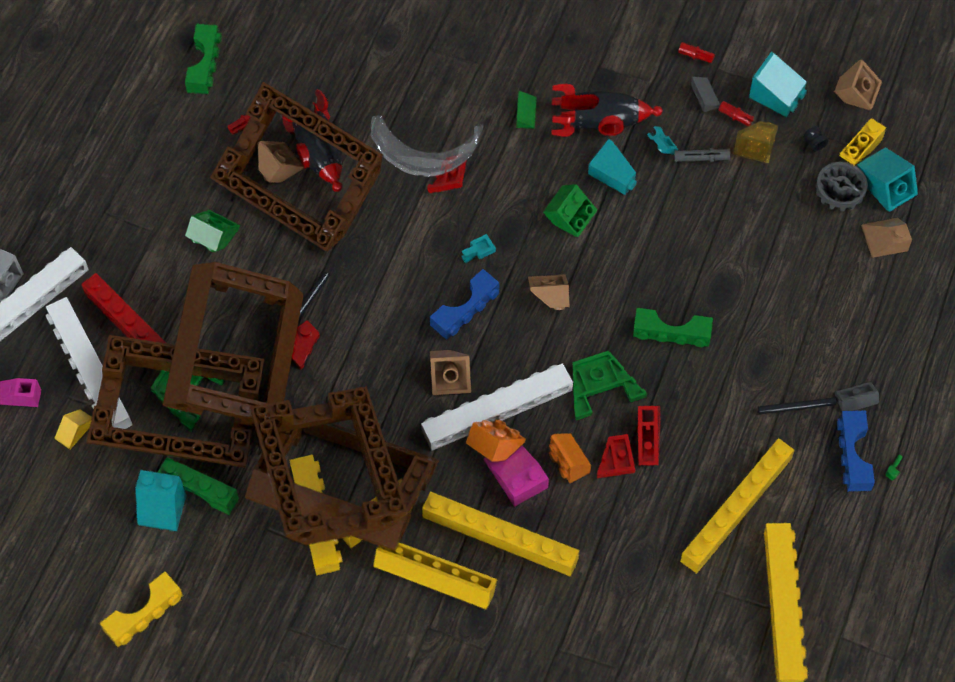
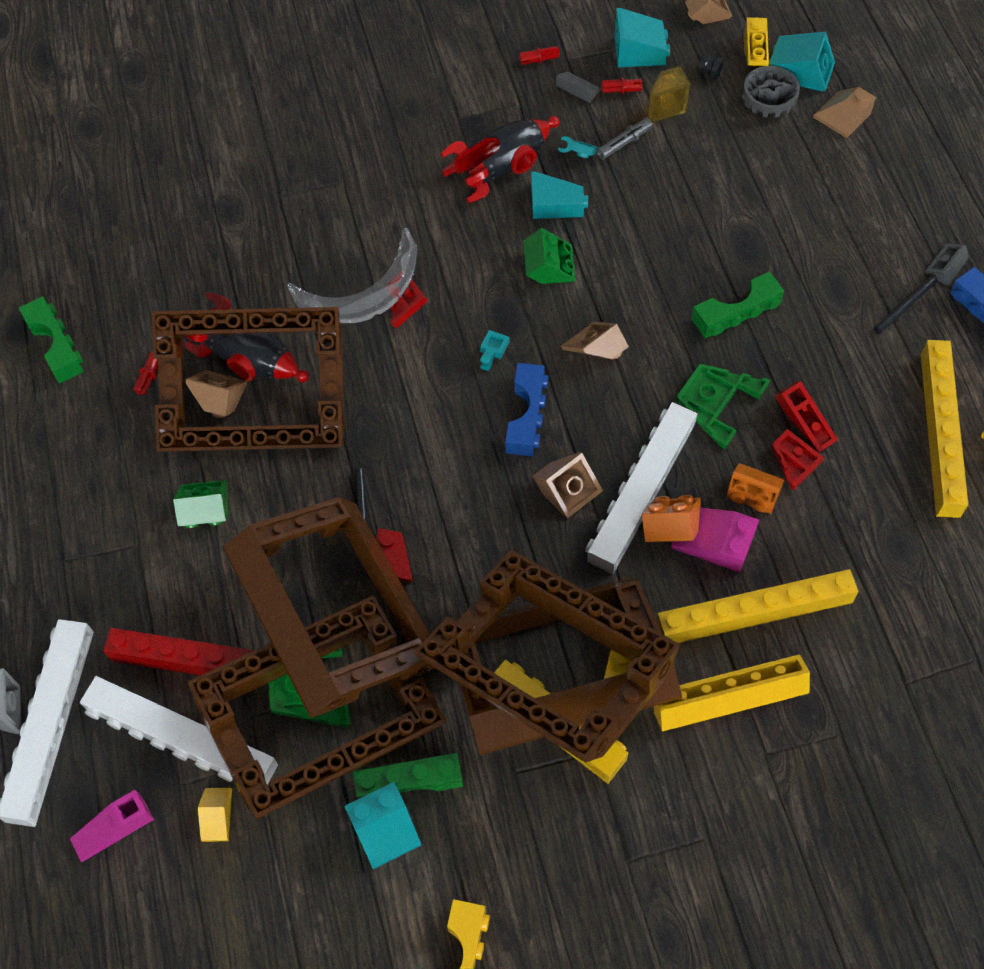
camera: 35 degrees left, 0 degrees up
(526, 110) = (425, 196): green slope -> none

